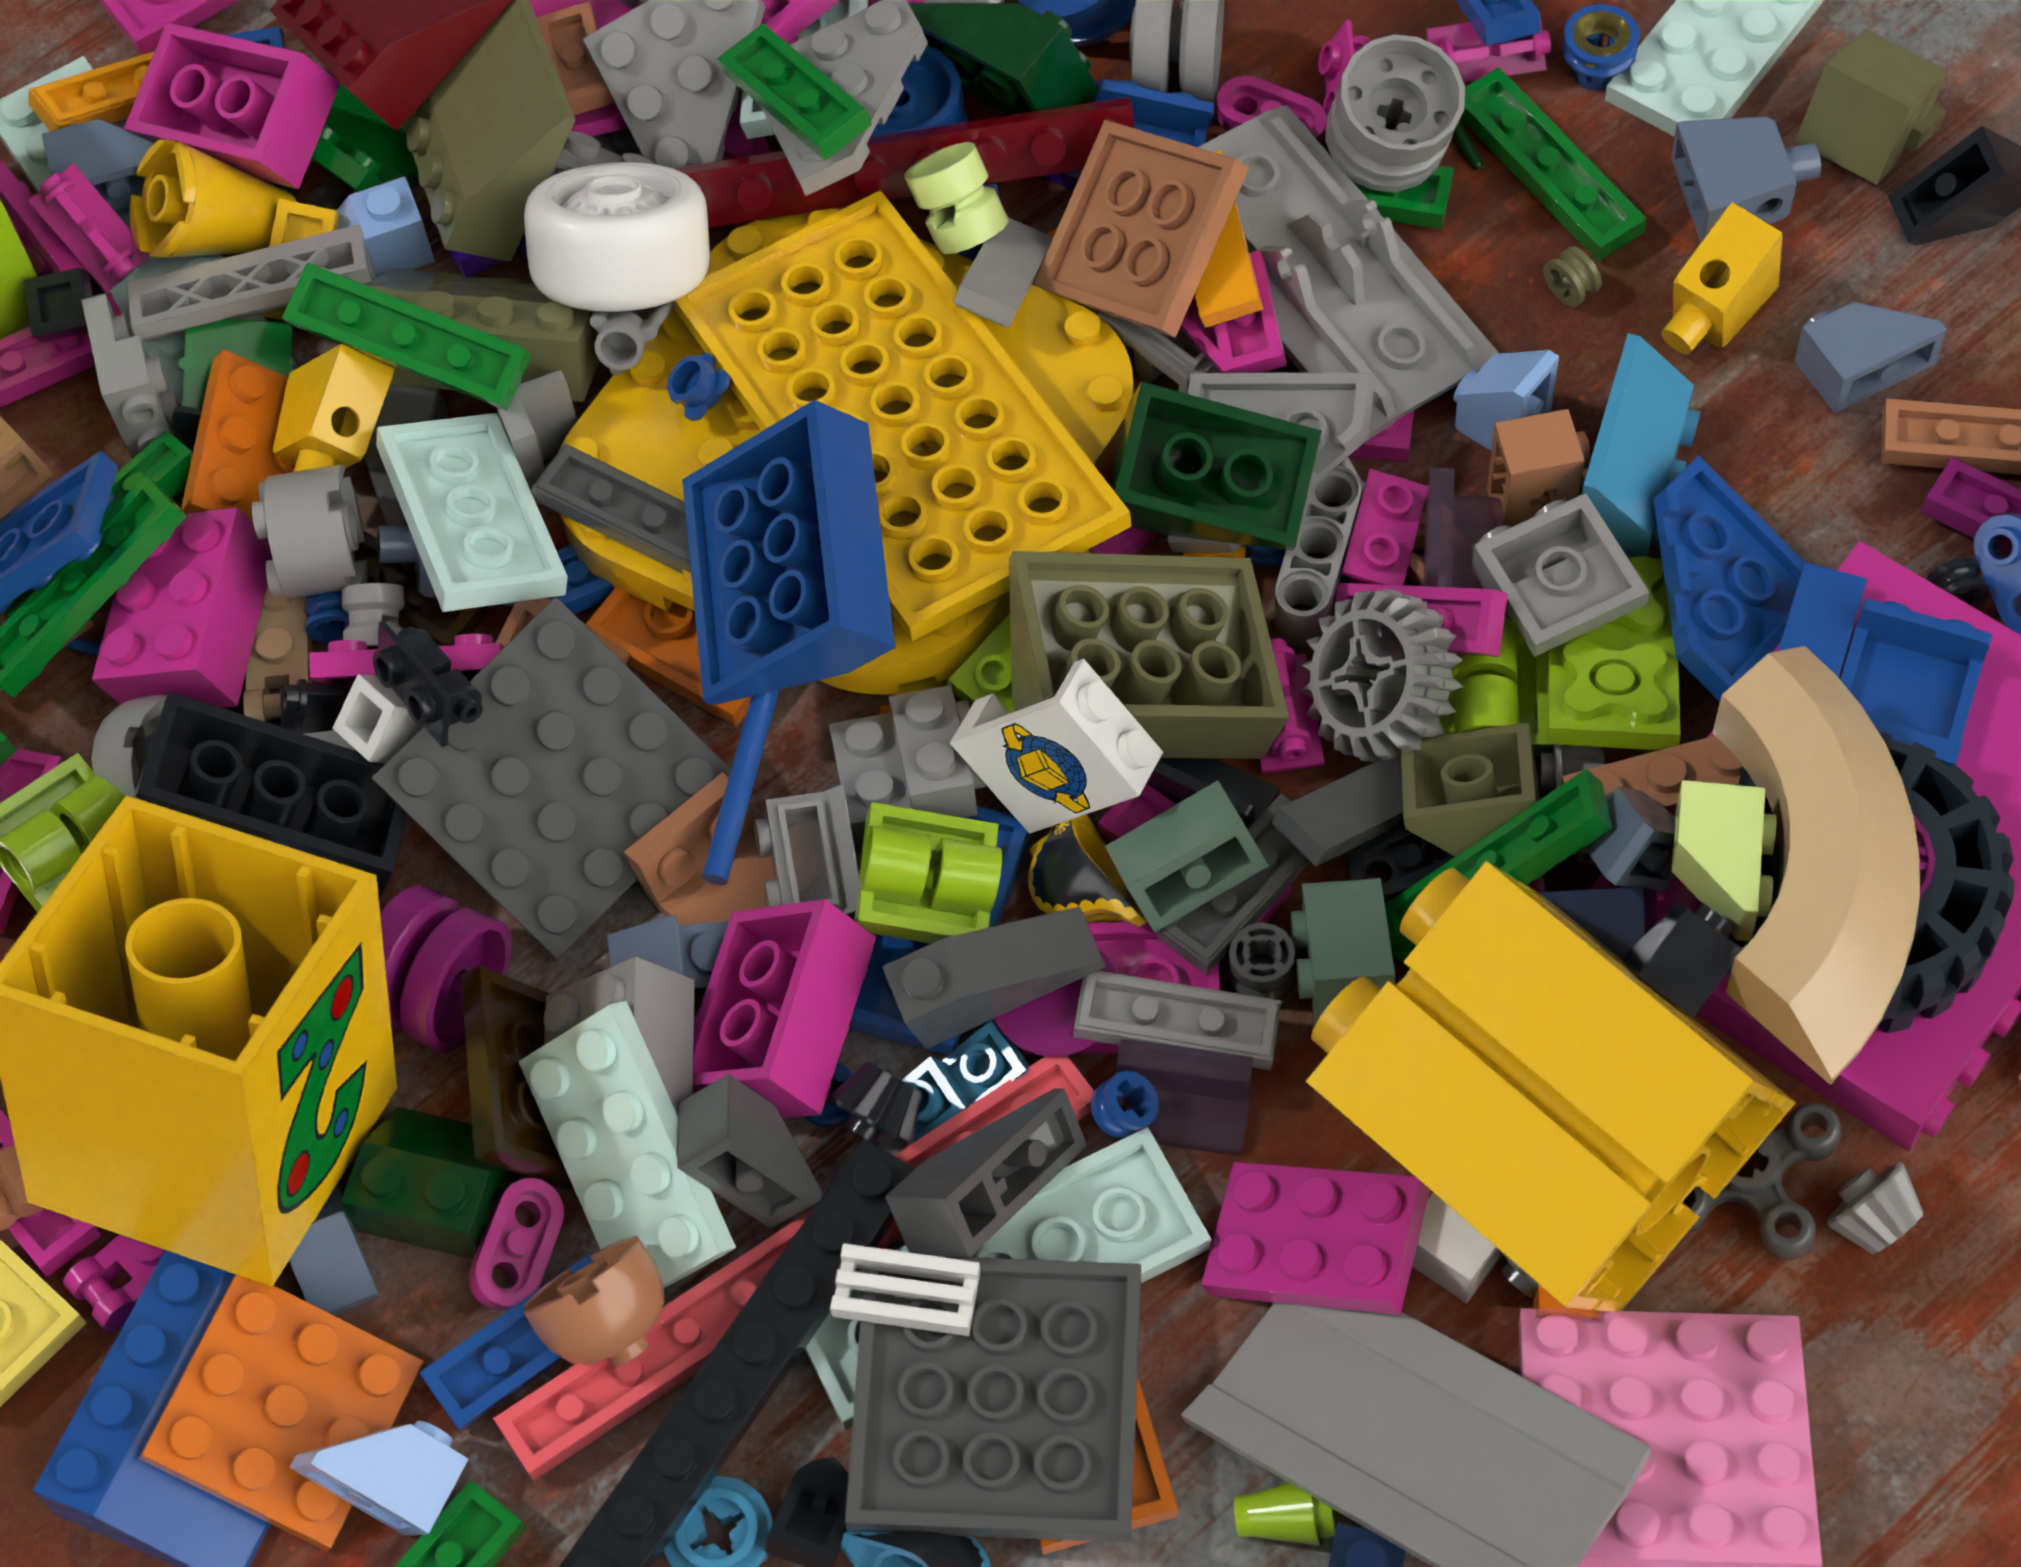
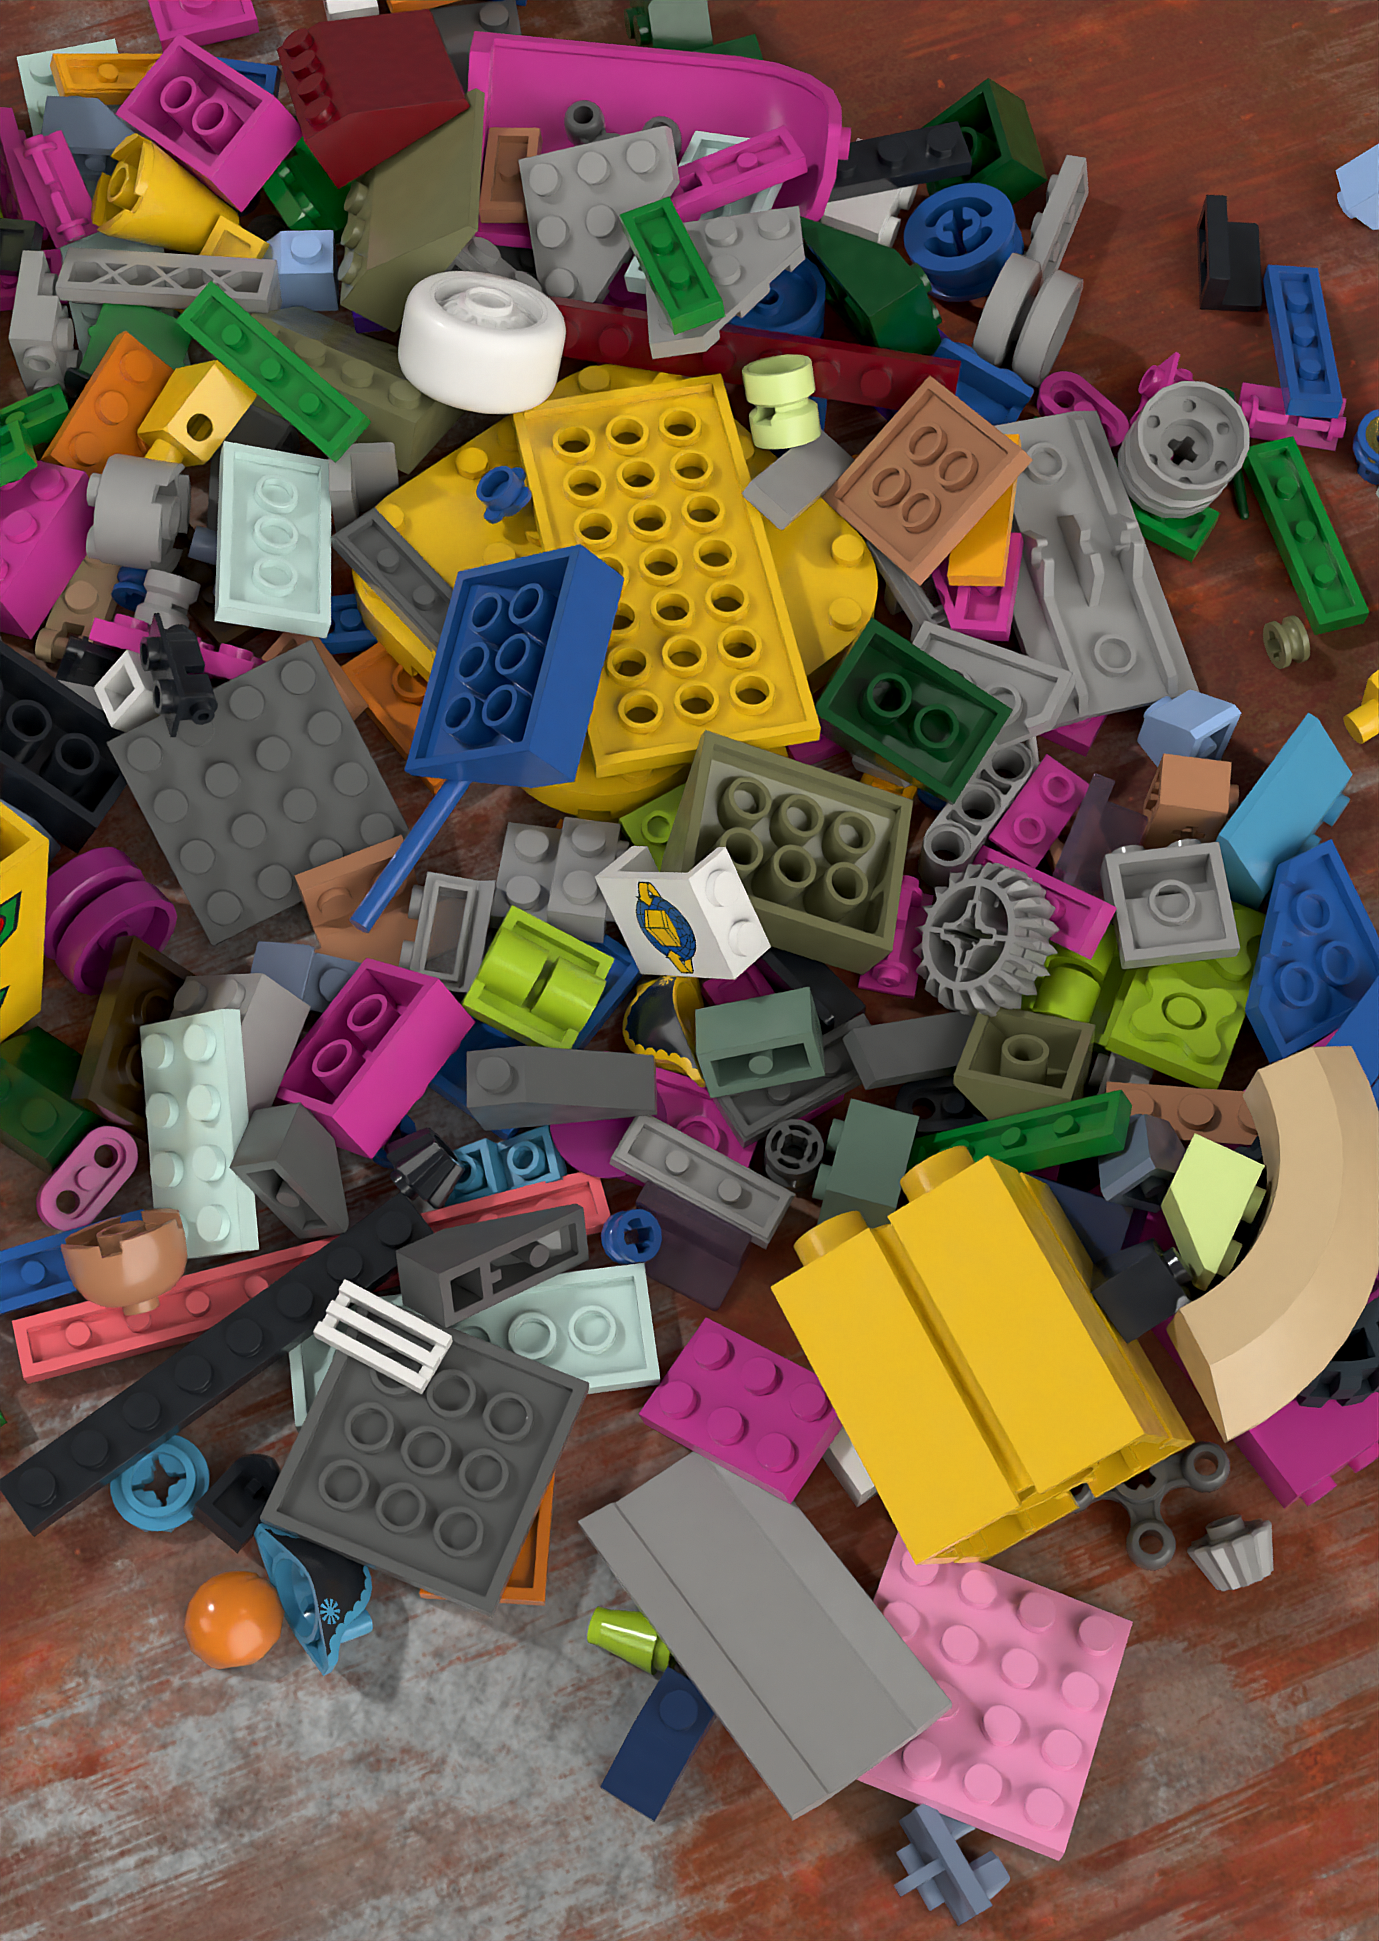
camera: 10 degrees right, 5 degrees up
(624, 336) = (458, 430): light grey plant -> none

